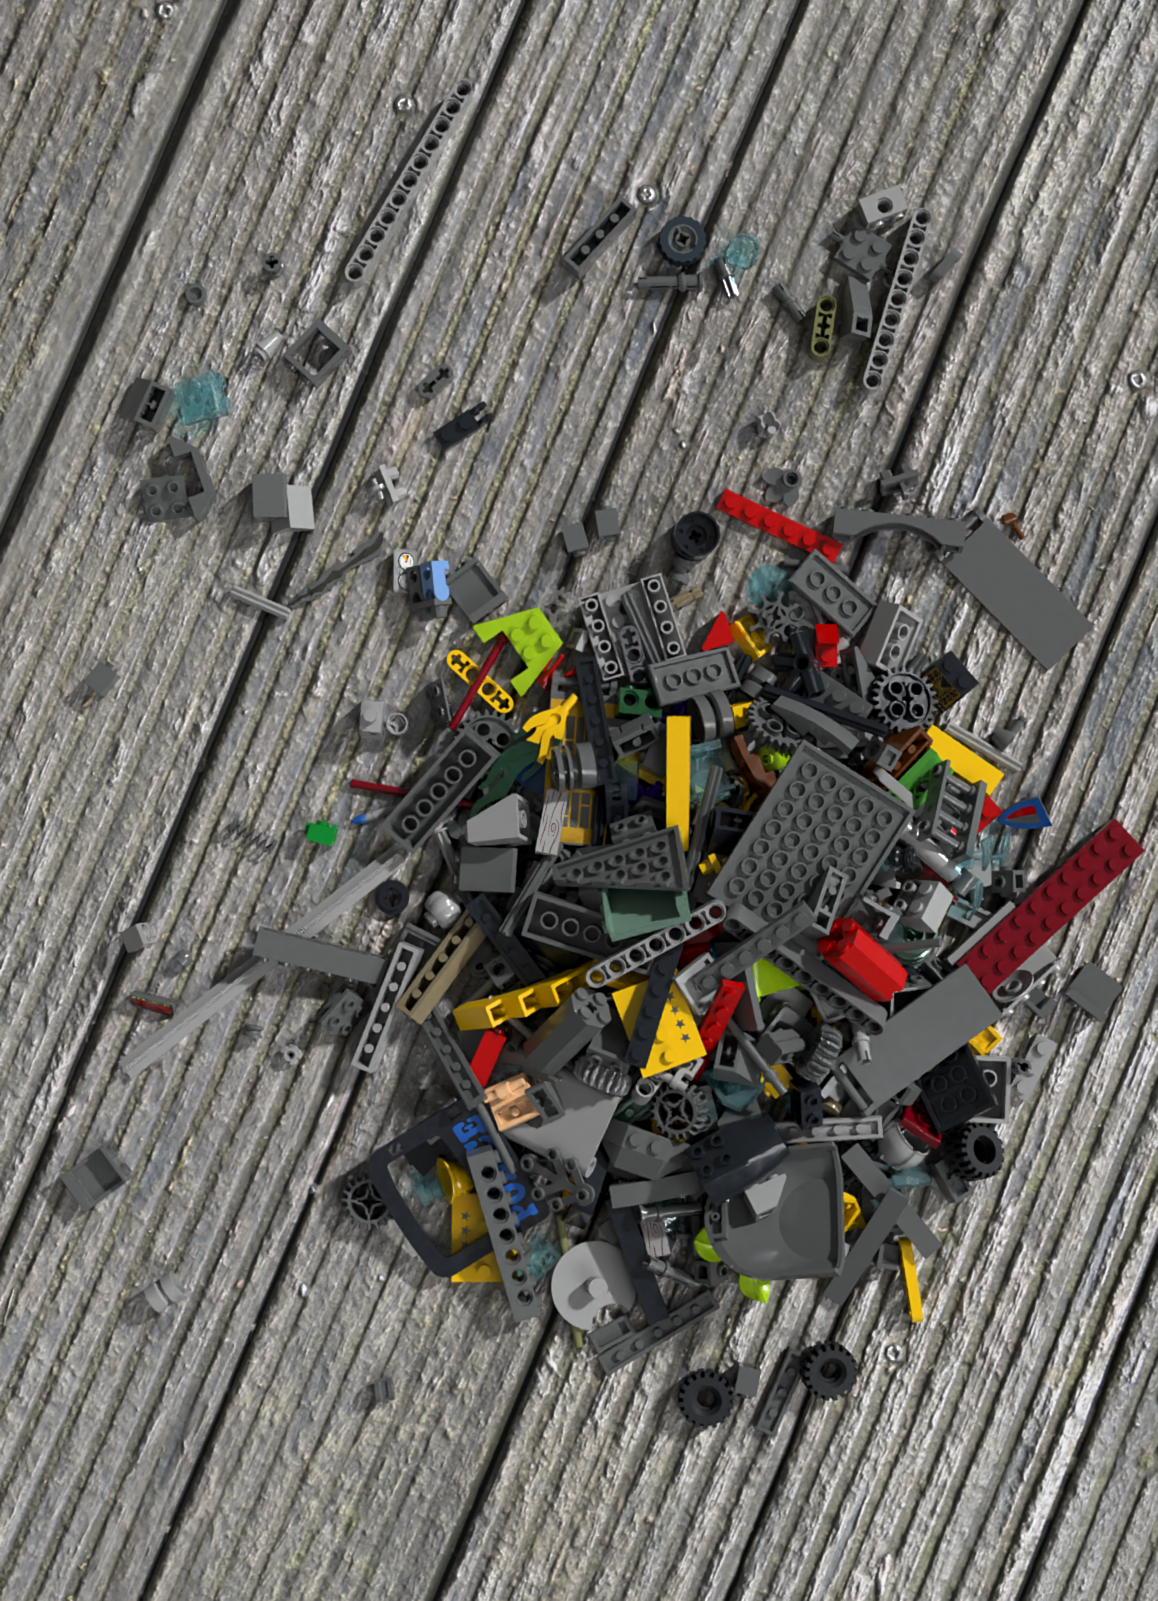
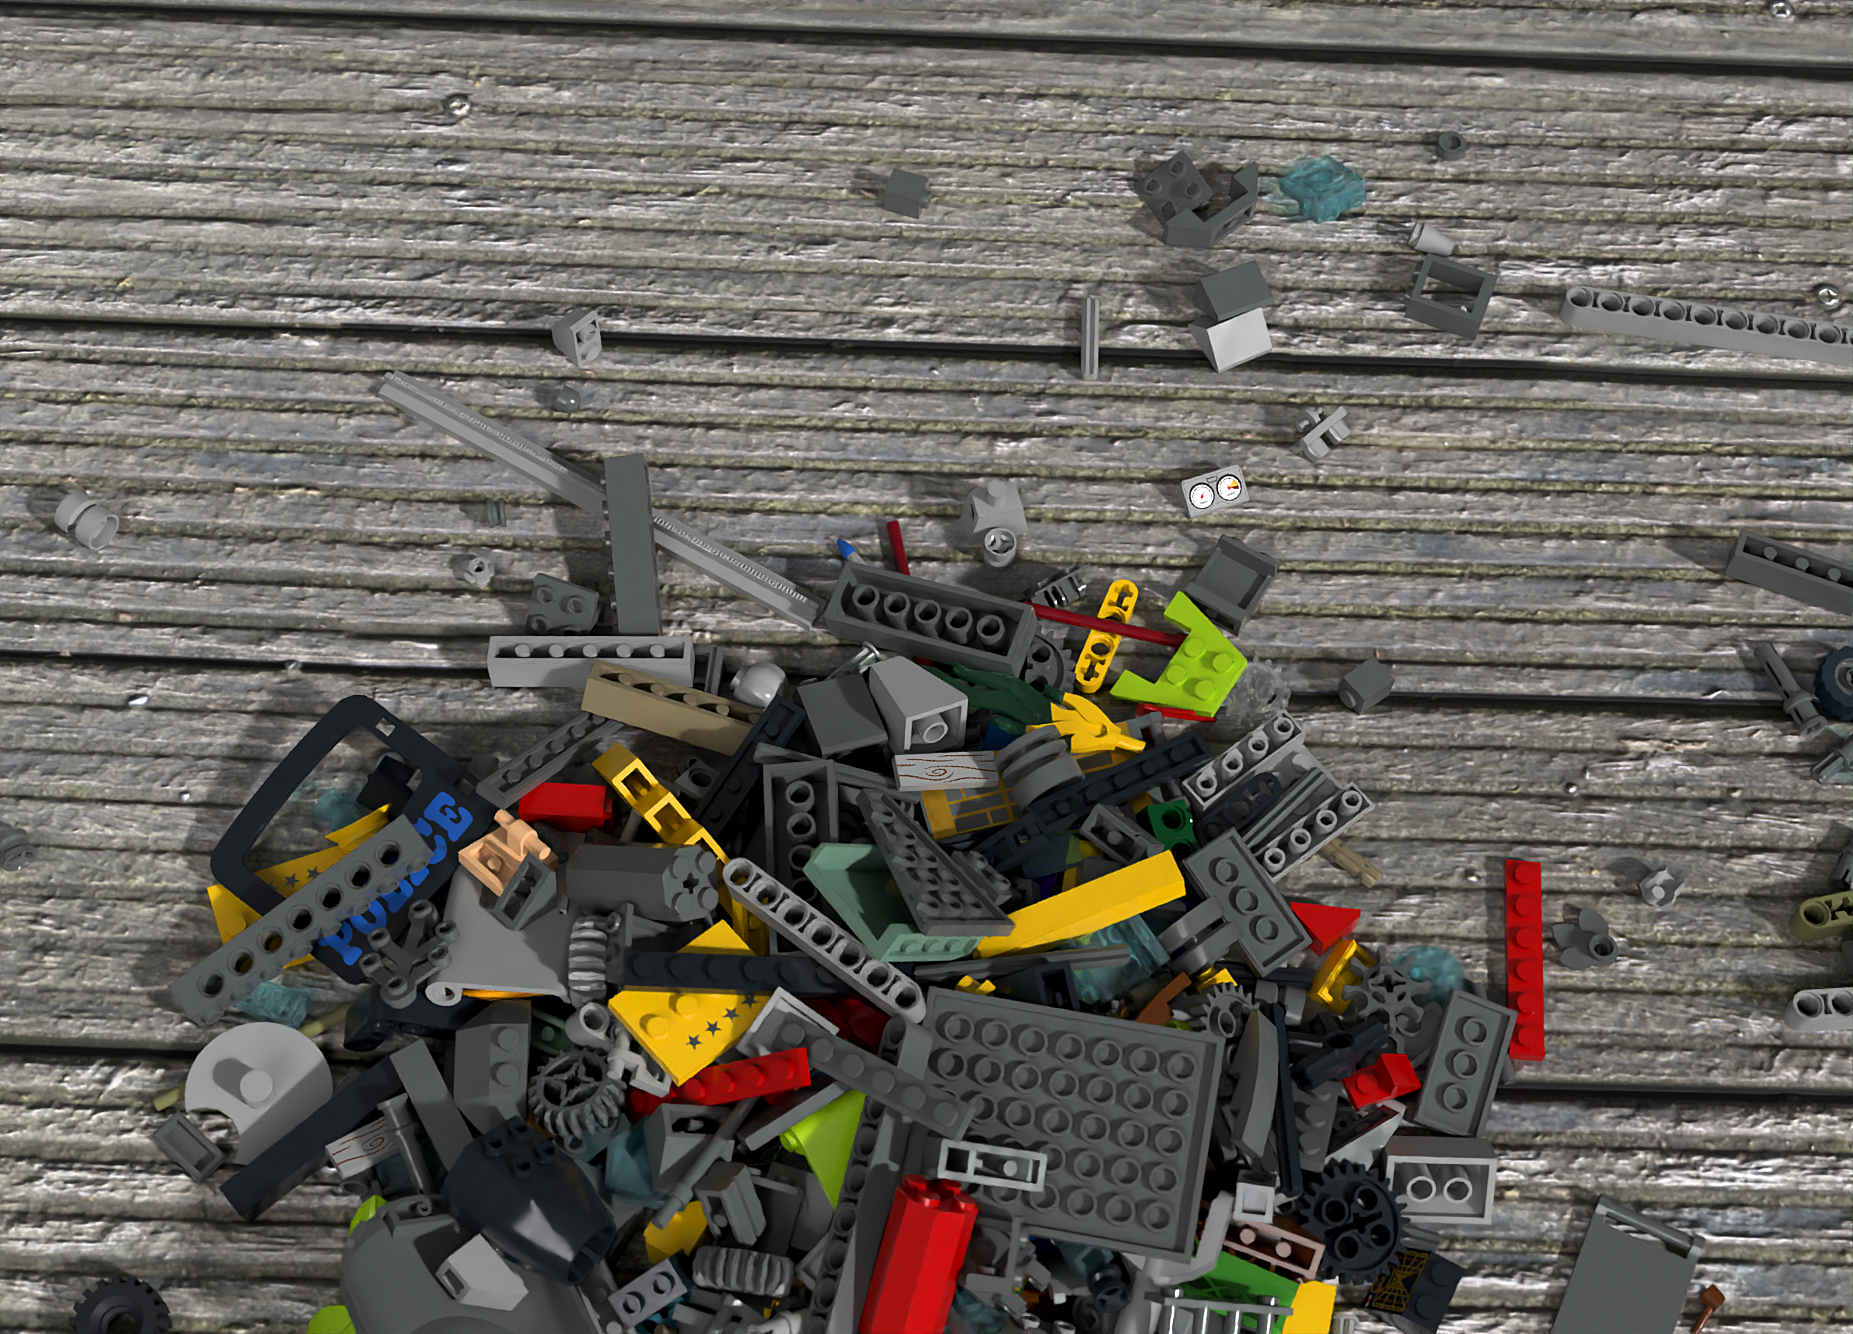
camera: 70 degrees right, 25 degrees down
(96, 1176) = (226, 393): dark grey panel -> none
(147, 404) = (1284, 136): dark grey slope -> none
(153, 1002) = (493, 385): slope -> none
(232, 829) = (773, 408): dark grey piece -> none
(278, 267) = (1537, 208): dark grey bush -> none
(321, 832) = (808, 507): green brick -> none
(337, 572) = (1173, 415): dark grey sword -> none
(360, 1200) = (271, 739): dark grey gear -> none
(384, 890) = (757, 612): black gear -> none
(429, 590) = (1205, 519): hips -> none
(439, 385) = (1489, 446): dark grey beam -> none
(462, 427) = (1447, 499): black hinge -> none
(496, 1138) = (448, 853): dark grey bar -> none
(578, 640) = (1222, 739): light grey tile -> none
(607, 523) = (1408, 720): dark grey brick -> none
(657, 1333) = (212, 1219): dark grey tile -> none
(664, 1269) = (314, 1177): dark grey pin -> none
(680, 572) = (1389, 842): dark grey wheel -> none
(701, 525) = (1452, 819): black wheel -> none
(710, 1272) = (327, 1252): dark grey brick -> none
(899, 484) = (1679, 1106): dark grey hips -> none
(942, 533) = (1637, 1194): dark grey arch -> none

